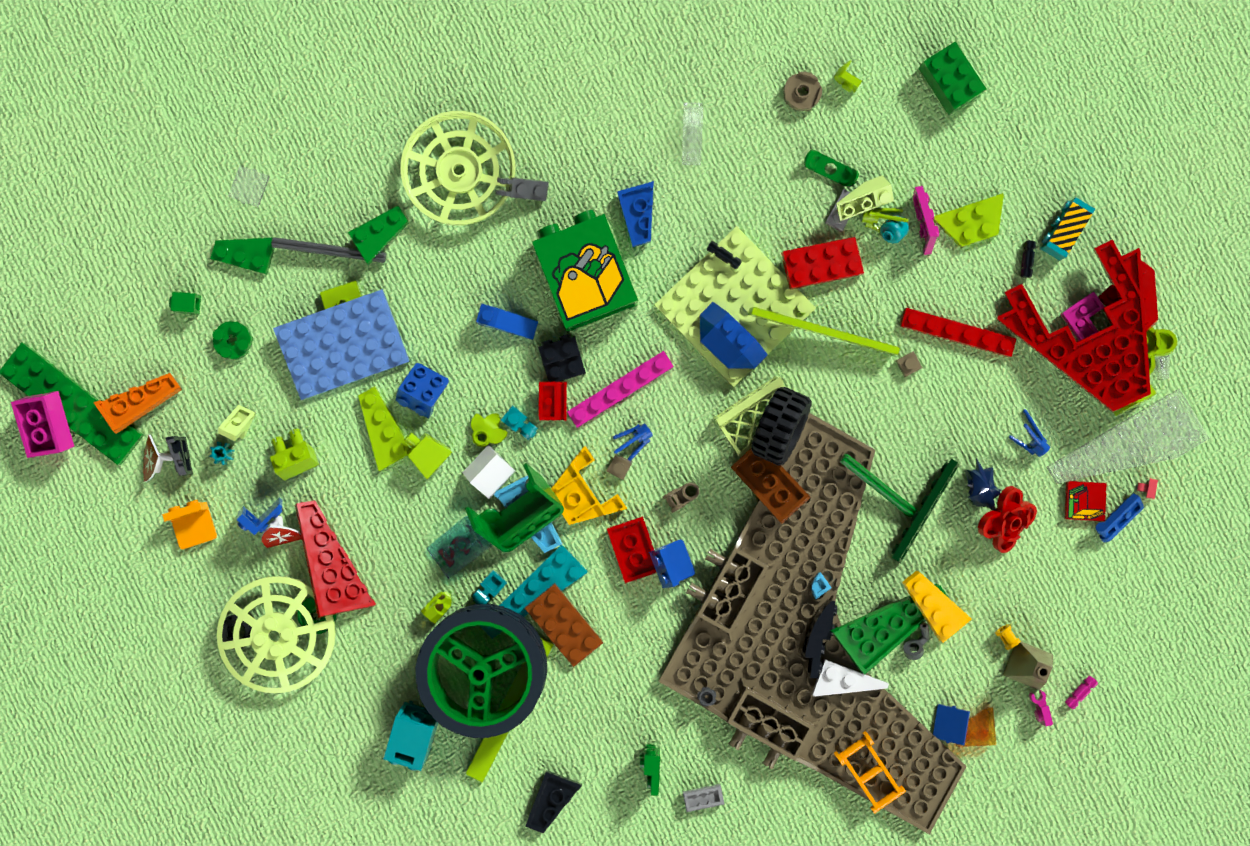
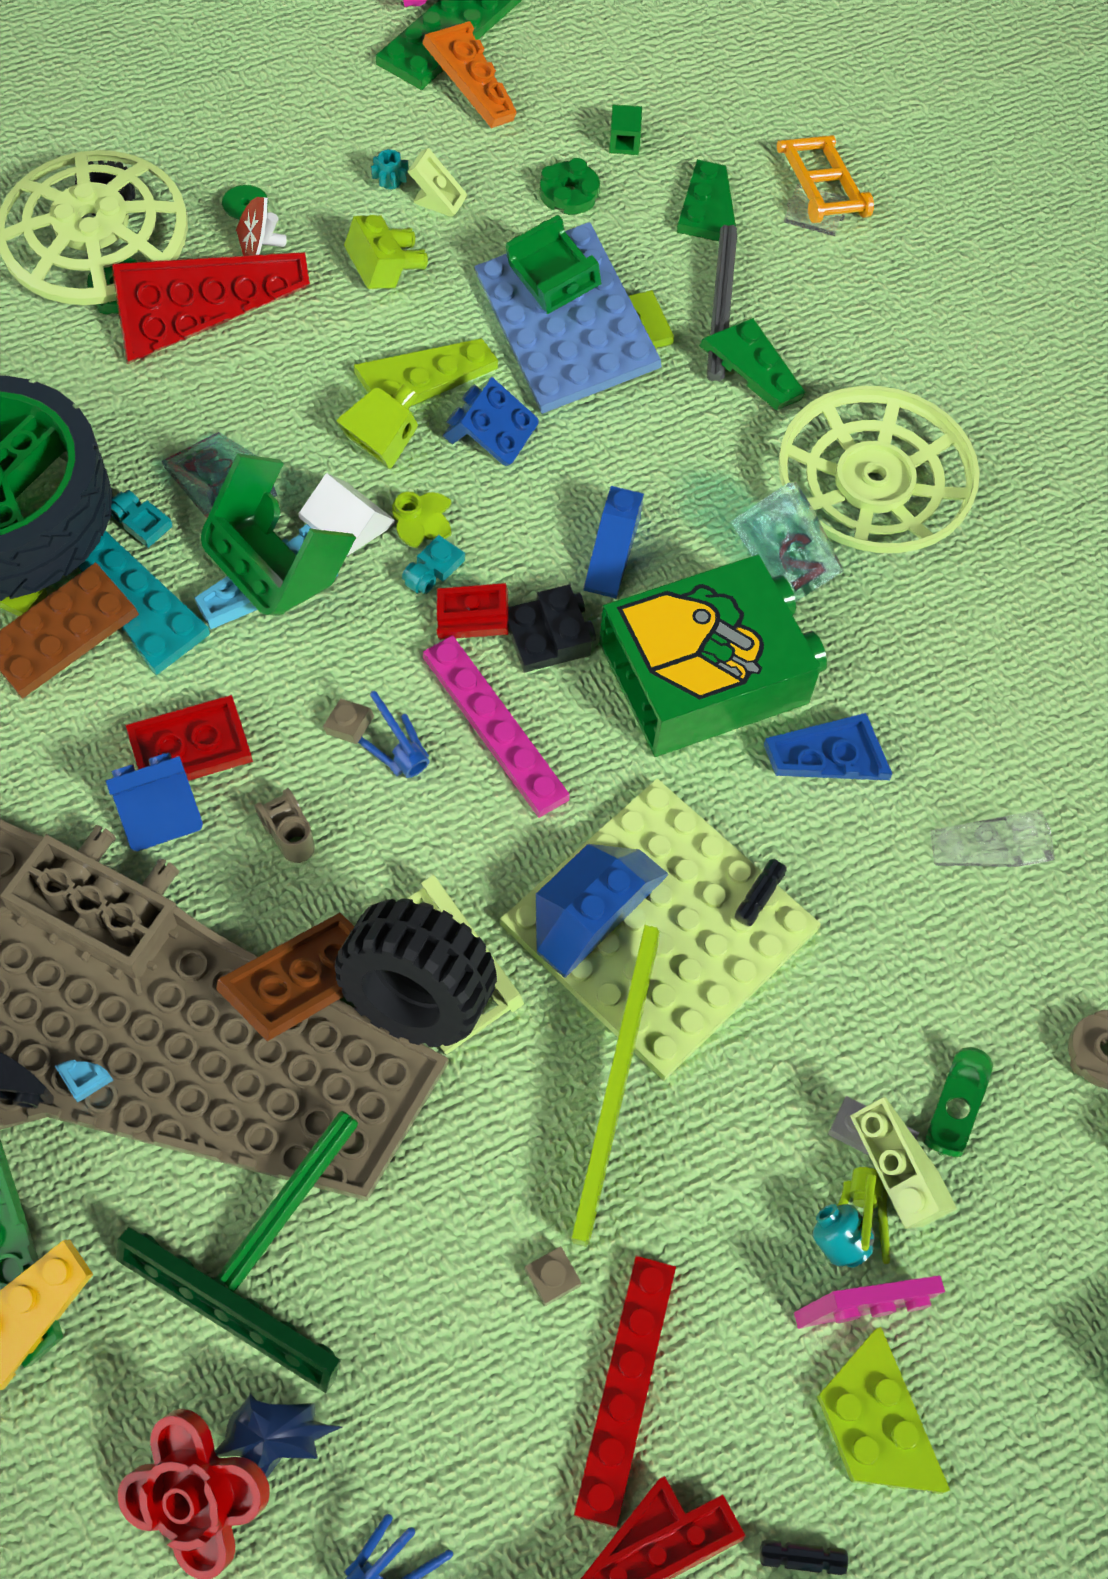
camera: 85 degrees right, 25 degrees down
(153, 460) = (386, 86): shield -> none
(180, 454) = (389, 117): wing -> none
(191, 524) = (282, 136): light orange bracket -> none
(247, 544) = (239, 197): none -> green piece
(248, 521) = (283, 196): blue bracket -> none
(253, 185) = (817, 208): none -> light orange piece
(312, 351) = (552, 265): none -> green panel
(437, 606) = (115, 443): lime rock -> none
(511, 224) = (789, 540): none -> clear light blue slope
(524, 188) = (855, 557): dark grey hinge -> none
(577, 497) = (295, 648): yellow wing -> none
(822, 263) = (759, 1088): red plate -> none

